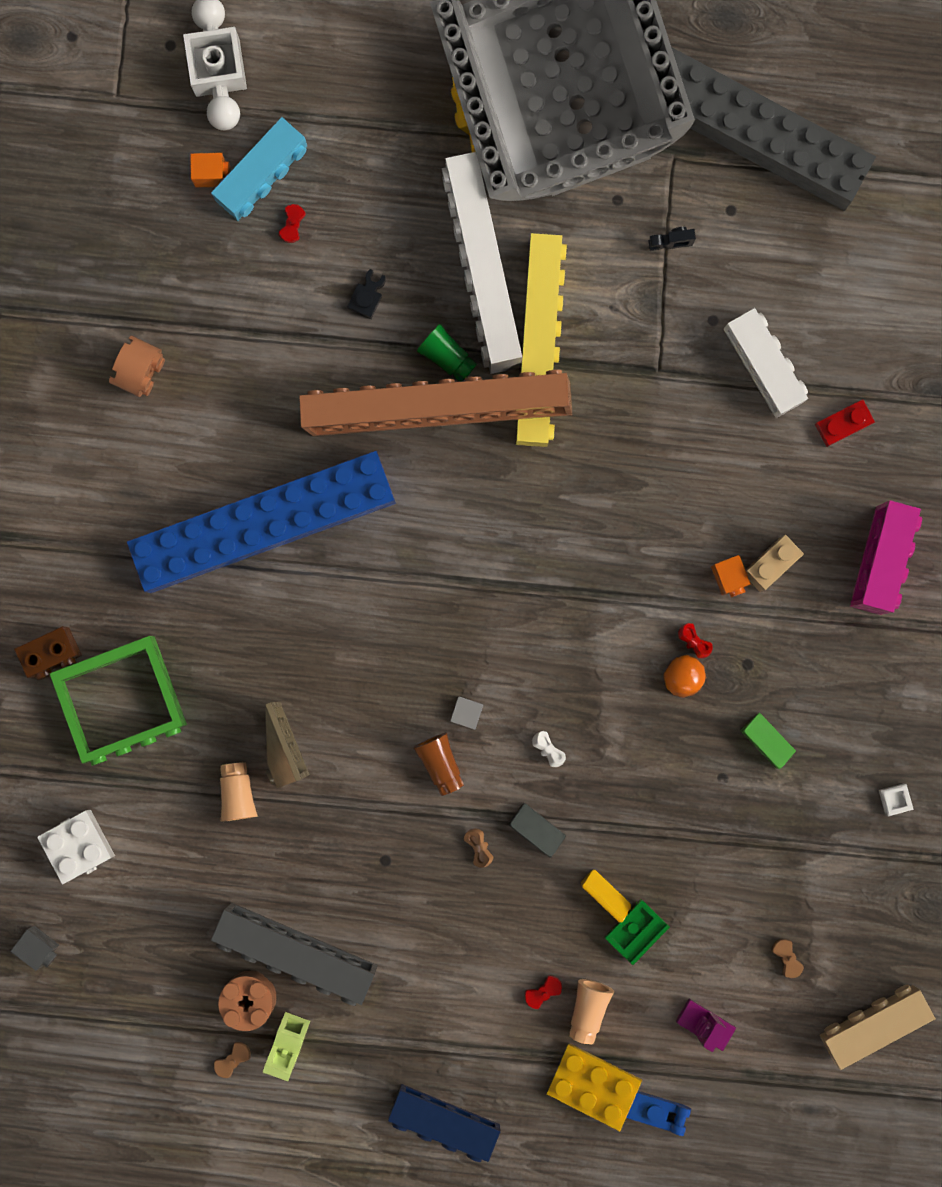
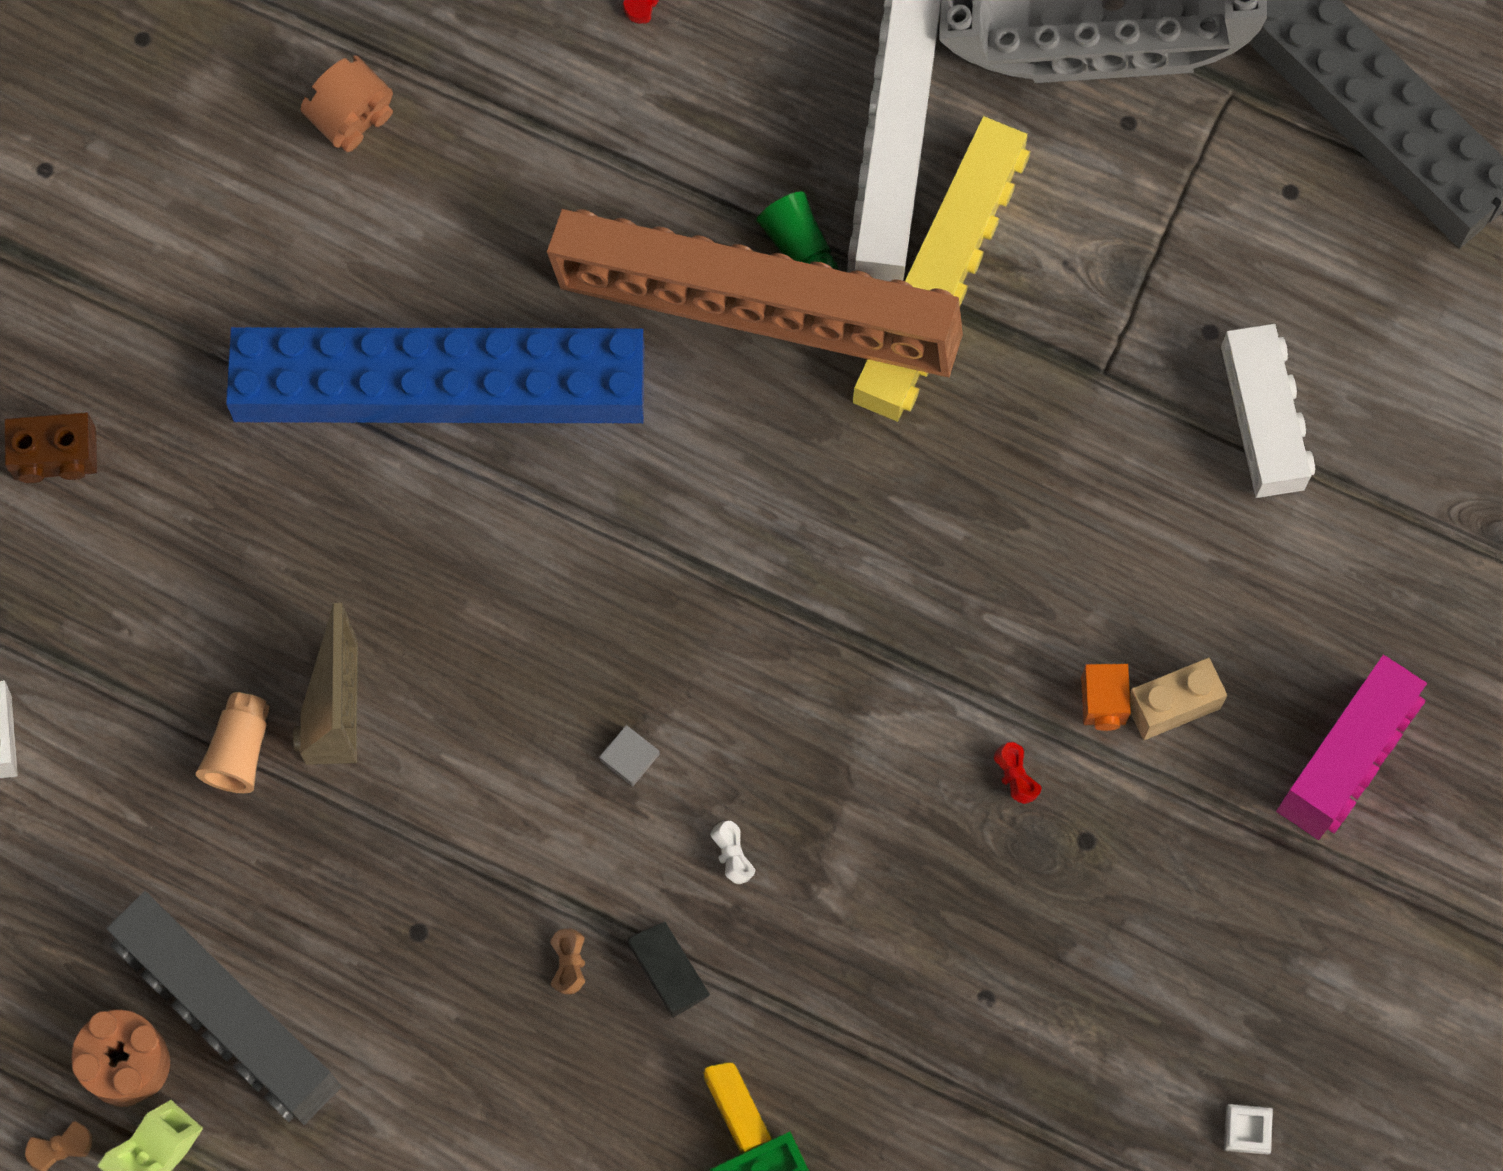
camera: 20 degrees right, 15 degrees down
(145, 738) = (123, 485): bright green window -> none
(365, 298) = (715, 129): black plate -> none
(440, 763) = (559, 810): dark orange plant -> none
(677, 238) = (1191, 199): black plate -> none
(684, 676) = (982, 821): orange hair -> none
(768, 741) = (1076, 964): bright green slope -> none
(845, 423) = (1358, 540): red plate -> none

